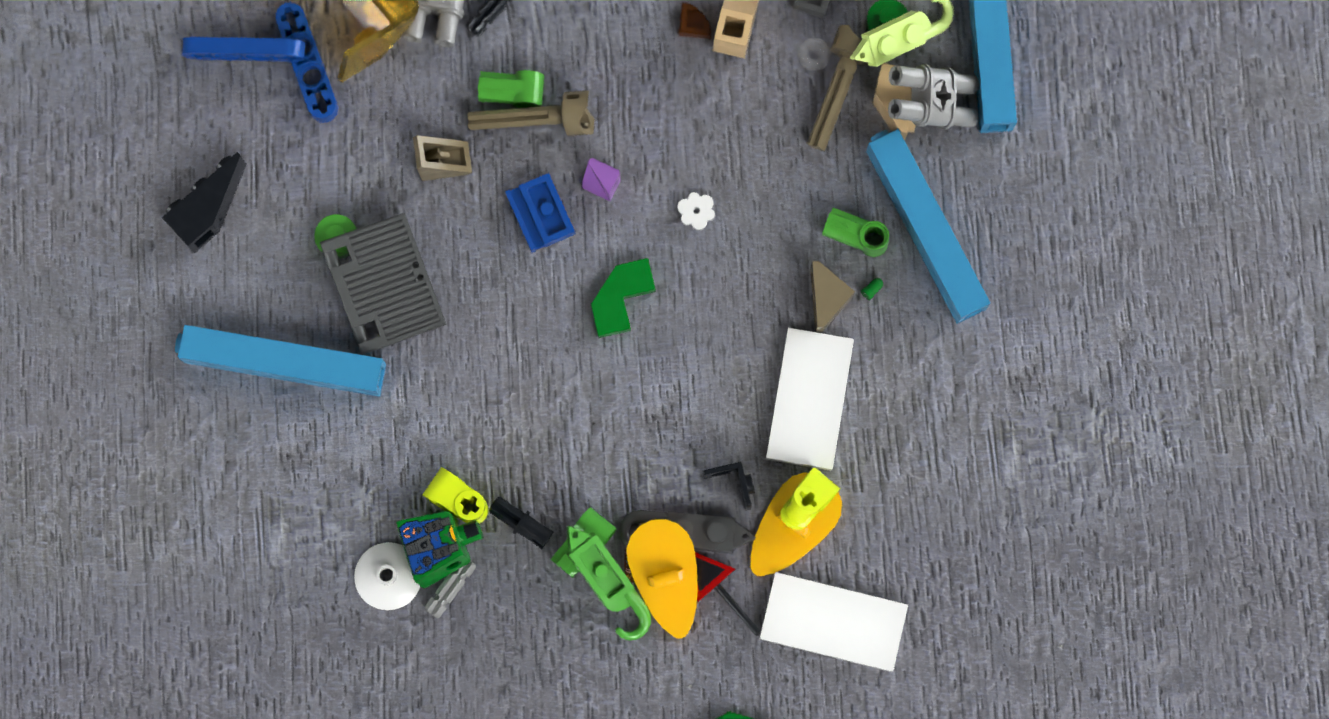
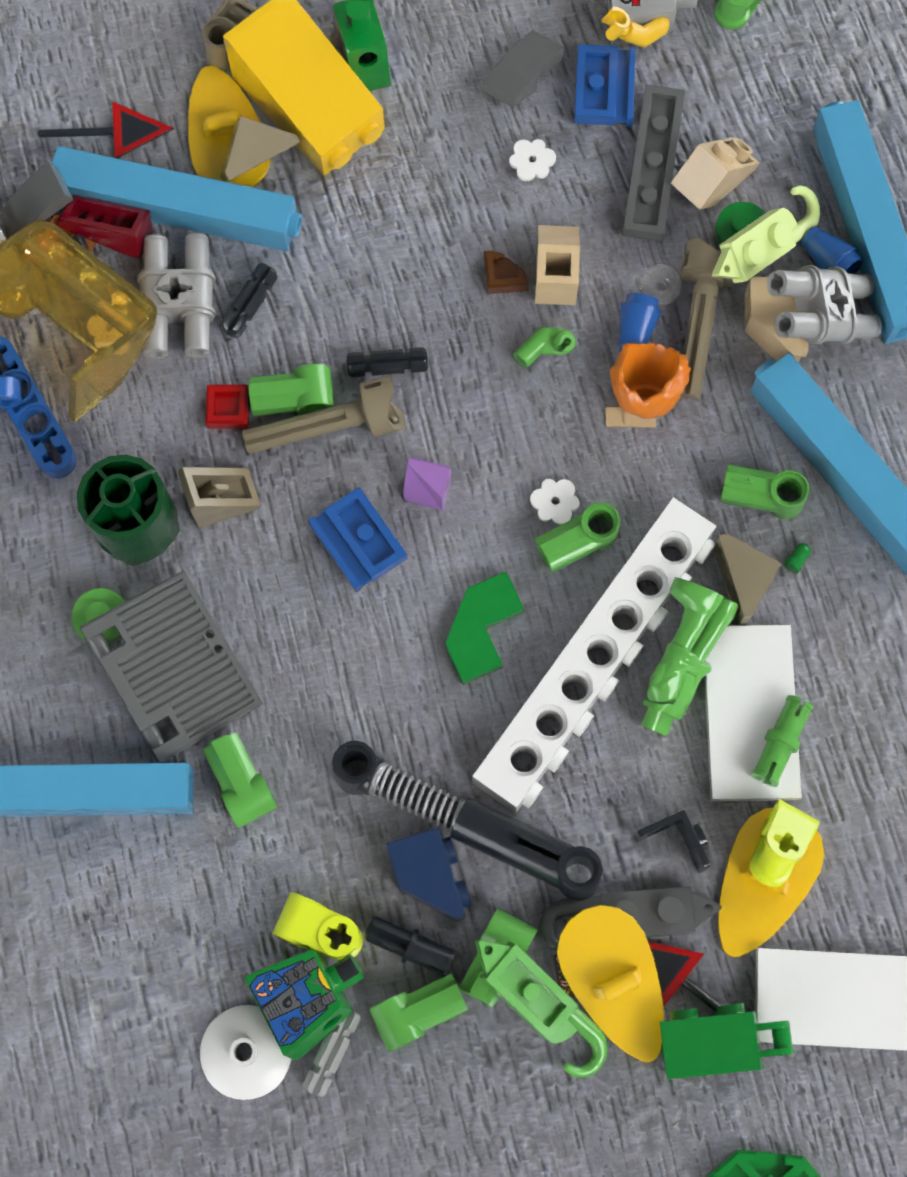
camera: 10 degrees left, 5 degrees down
(370, 159) = (127, 509): none -> dark green cylinder
(420, 385) = (243, 788): none -> bright green piece
(460, 90) = (227, 407): none -> red tile
(510, 572) = (409, 1015): none -> bright green piece
(542, 472) = (426, 875): none -> dark blue slope
(582, 441) = (472, 822): none -> black piece
(589, 77) = (387, 362): none -> black axle
(703, 242) = (575, 539): none -> bright green piece
(713, 83) = (545, 342): none -> bright green arm
(730, 633) = (719, 1042): none -> green brick
(767, 349) = (684, 662): none -> bright green piece
(769, 154) = (620, 418): none -> tan piece
(780, 248) = (676, 528): none -> white brick
(786, 129) = (649, 379): none -> orange hair
(788, 82) = (638, 318): none -> blue cone
(826, 424) = (782, 741): none -> bright green pin
(953, 53) = (831, 251): none -> blue cone

